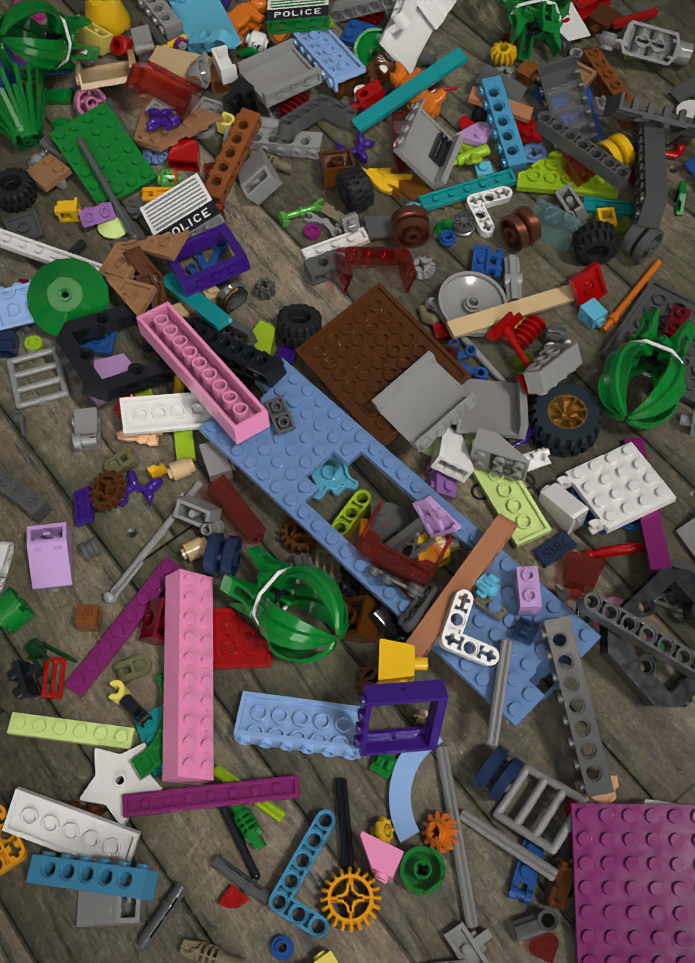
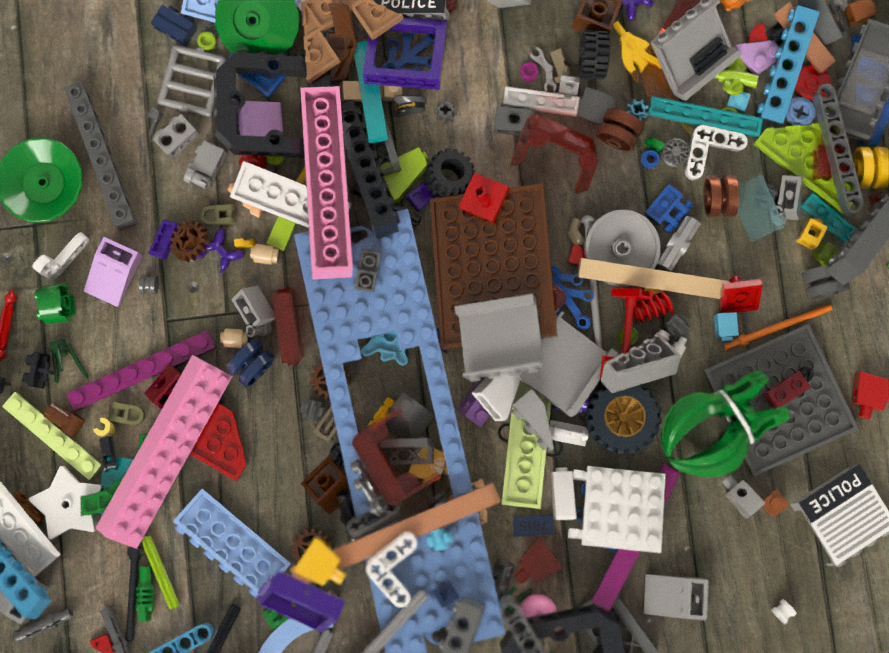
camera: 30 degrees right, 20 degrees up
(50, 424) = (179, 140): none -> light grey brick
(52, 695) = (52, 396): red tile -> none
(80, 708) = (68, 421): none -> reddish brown piece
(89, 618) = (114, 348): dark orange brick -> none
(110, 597) = (179, 322): light grey bar -> none
(210, 796) = (127, 560): magenta tile -> none
(216, 462) = (292, 272): light grey brick -> none
(284, 217) = (512, 39): bright green piece -> none
(286, 634) = (250, 455): green piece -> none
(339, 319) = (484, 197): none -> red tile
(355, 508) = (371, 390): lime beam -> none
(429, 267) = (609, 183): light grey gear -> none
(434, 517) = (438, 451): lavender wing -> none
(480, 603) = (436, 565): dark tan piece -> none
(527, 590) = (468, 564): lavender brick -> none
(595, 242) = (779, 257): black tyre -> none
(615, 550) = (579, 557): red wheel -> none

